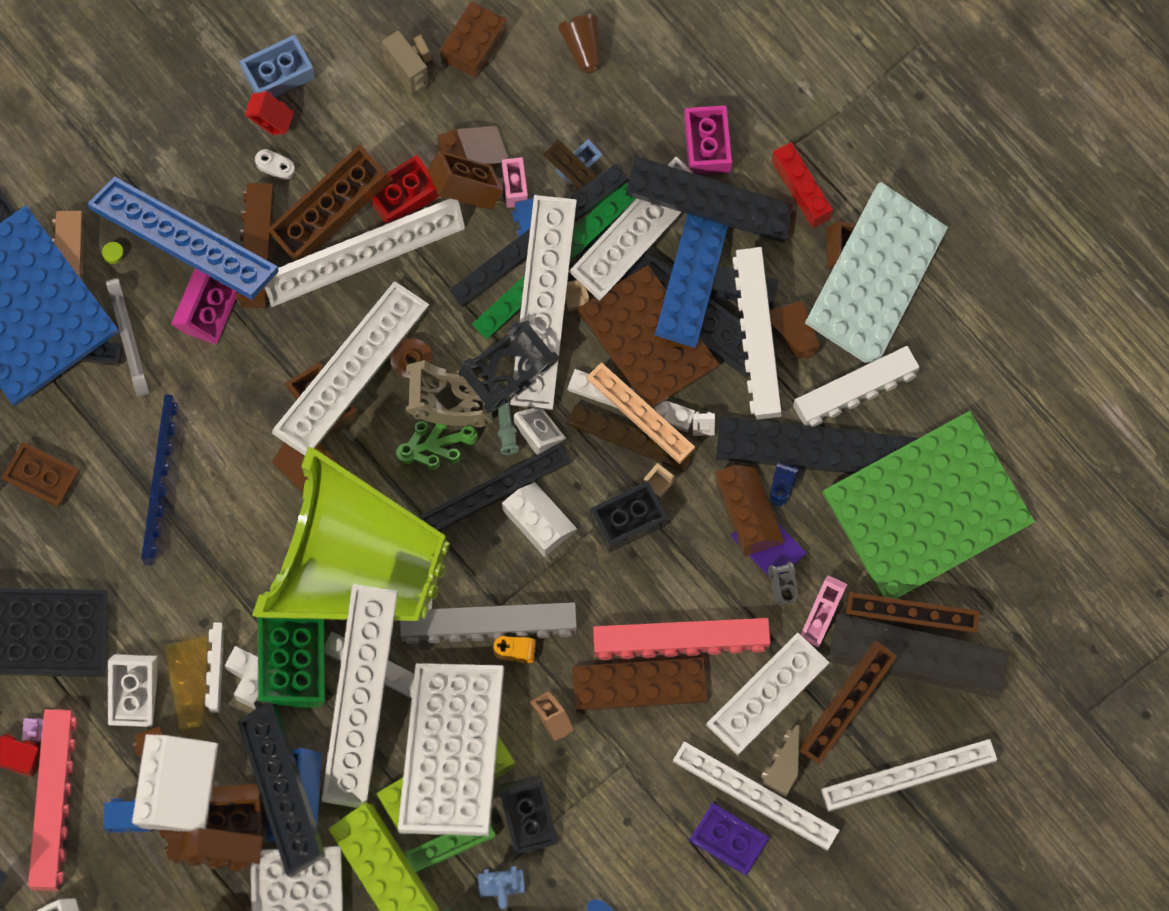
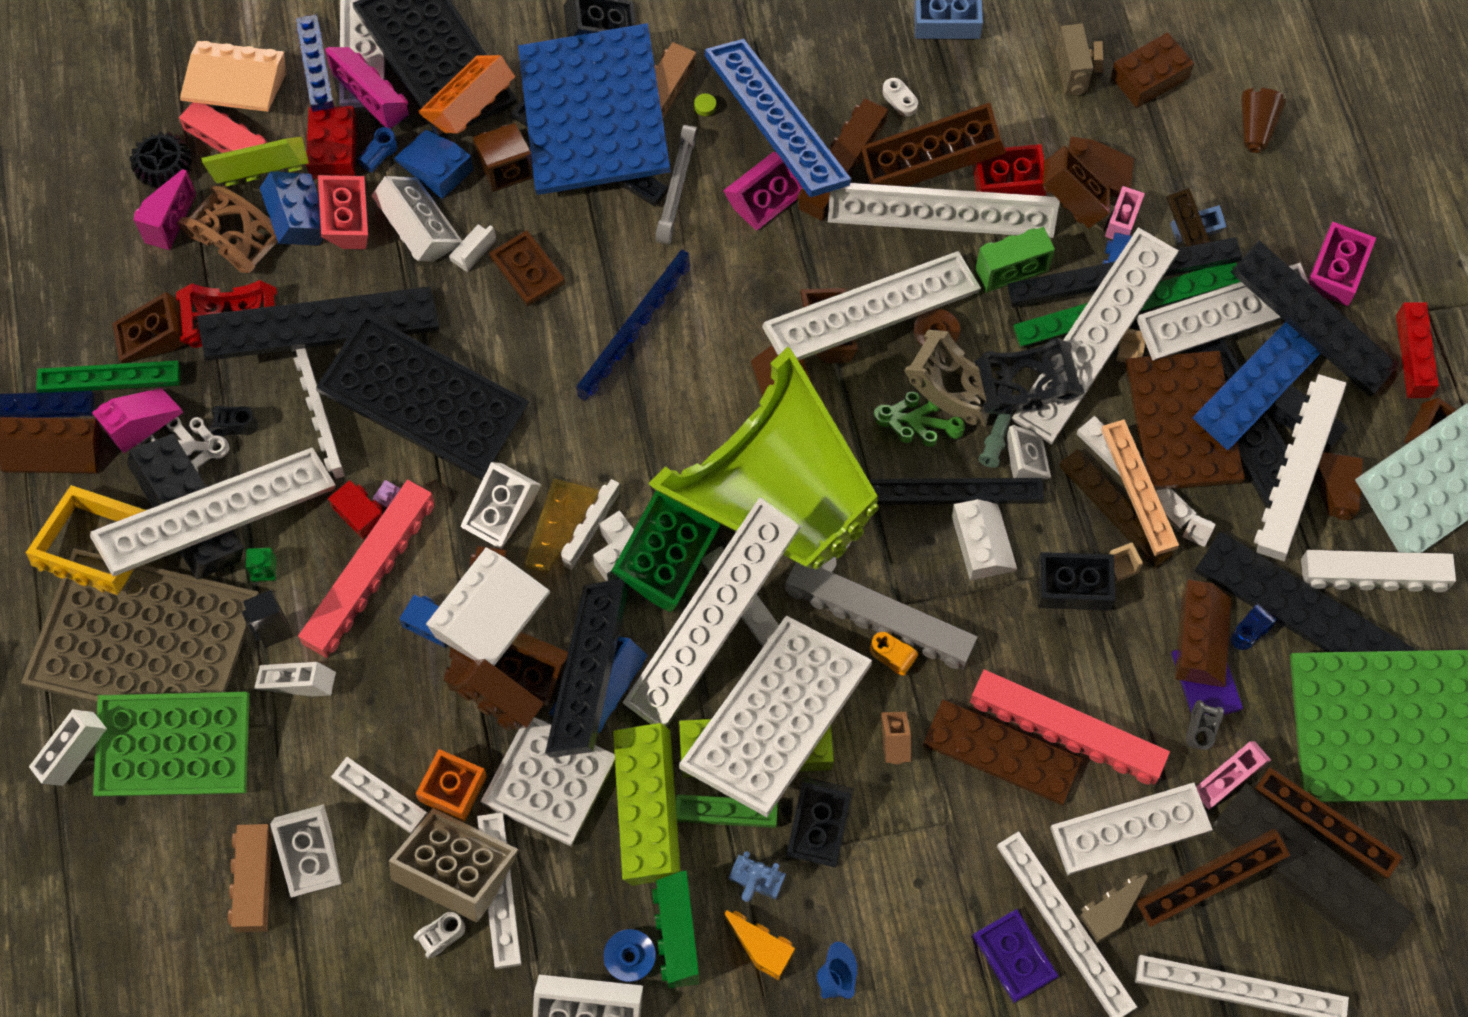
camera: 30 degrees right, 5 degrees down
(269, 113) = (919, 46): red brick -> none
(444, 266) = (1014, 259): none -> bright green brick

